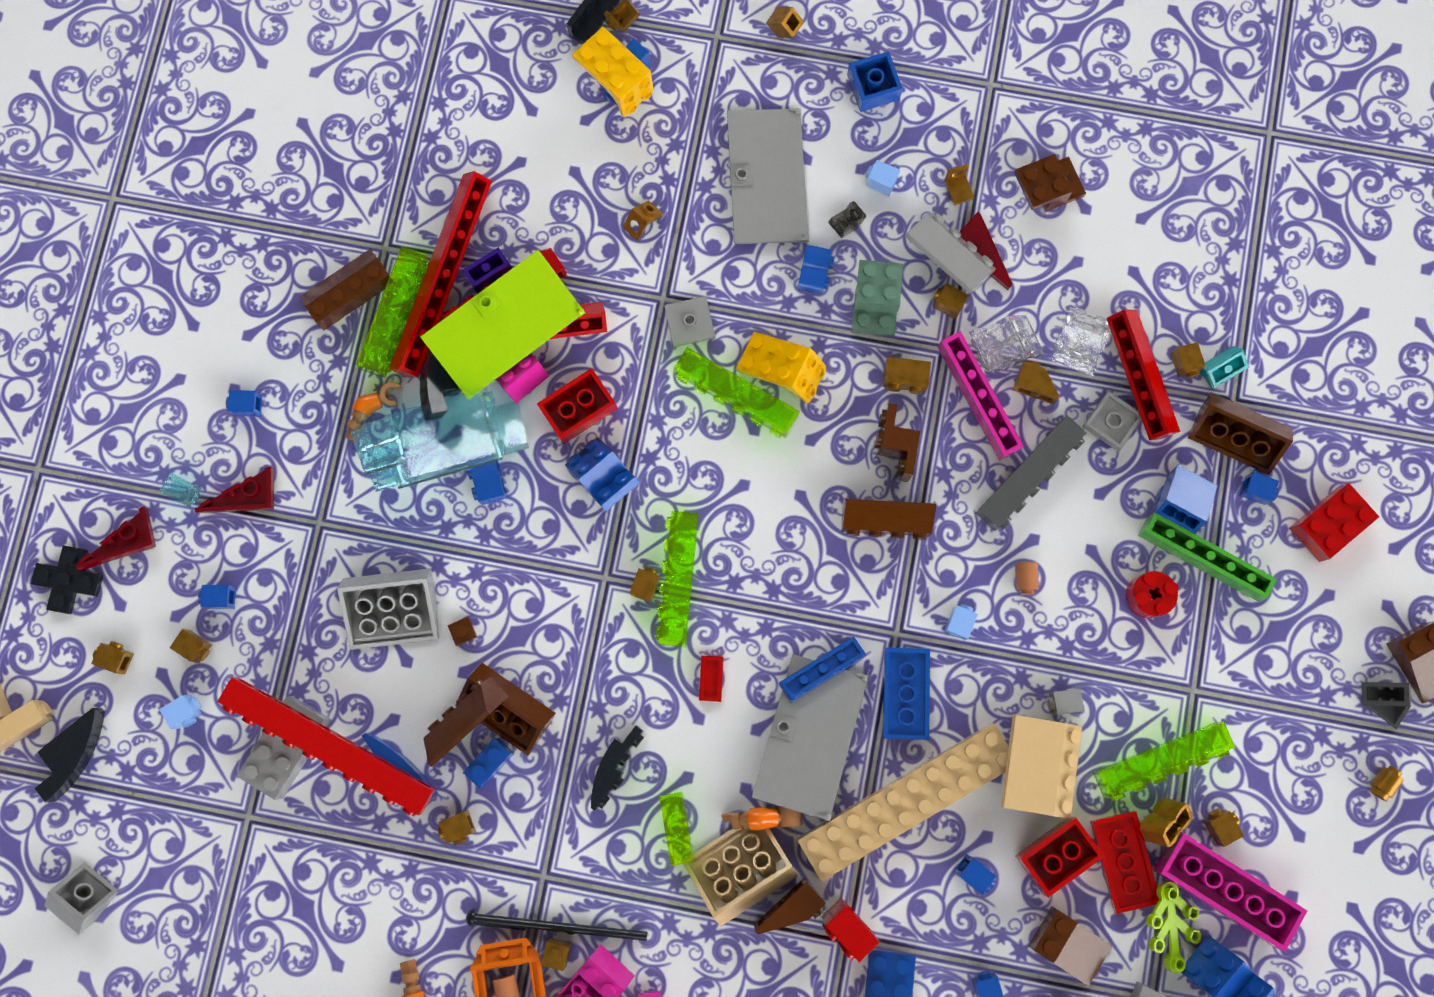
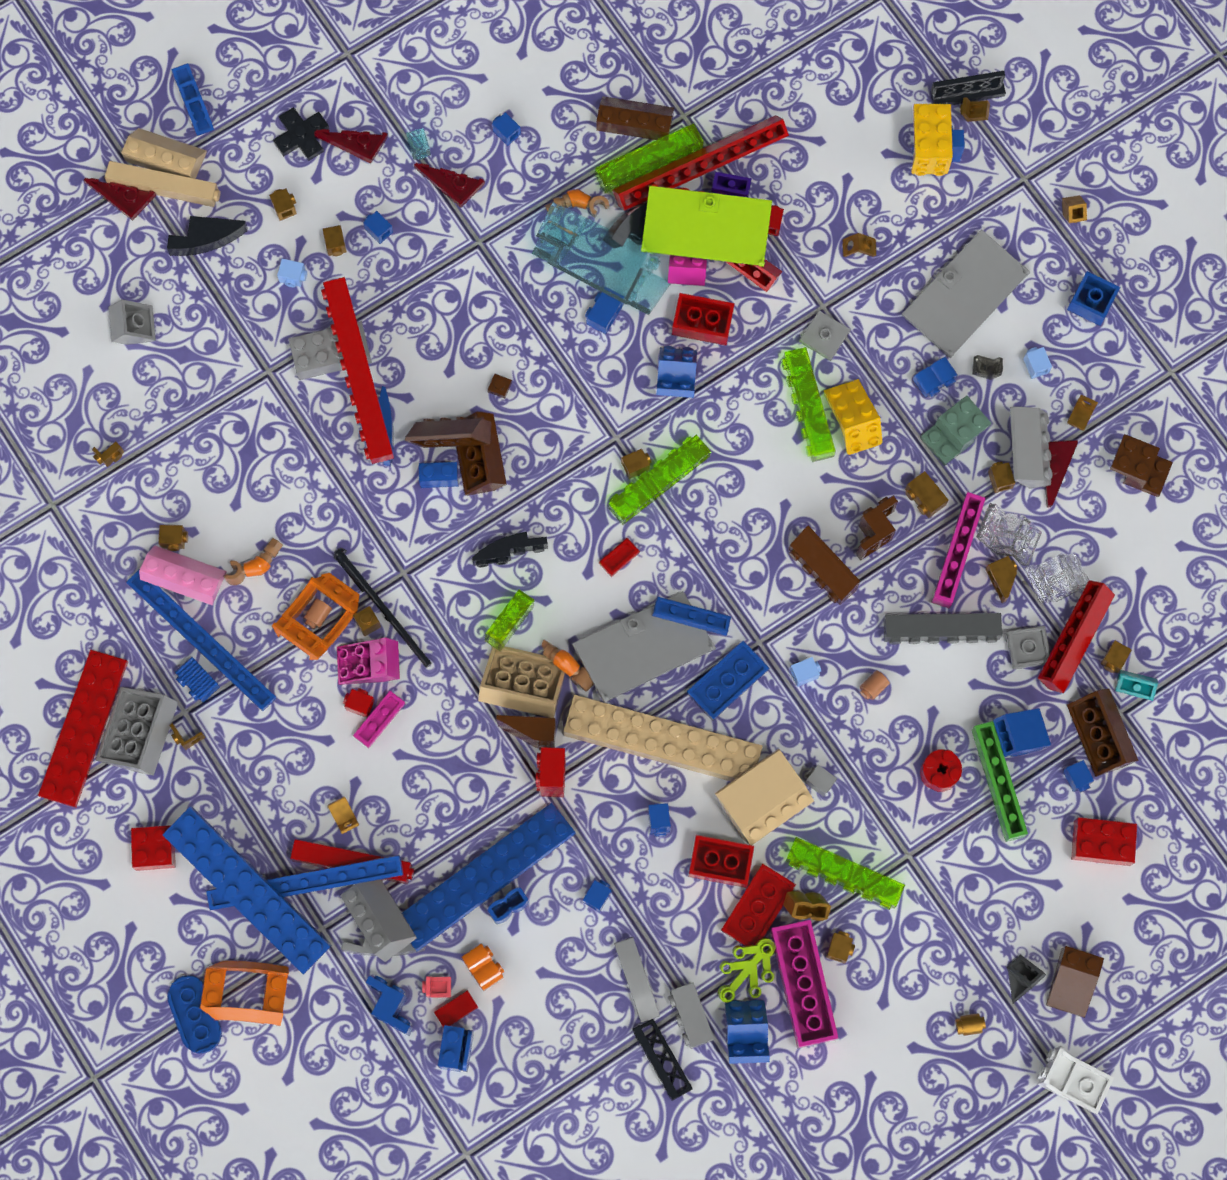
camera: 40 degrees right, 5 degrees down
(389, 608) = (470, 330): light grey slope -> none
(456, 828) = (382, 493): pearl gold brick -> none
(1070, 946) = (673, 921): slope -> none

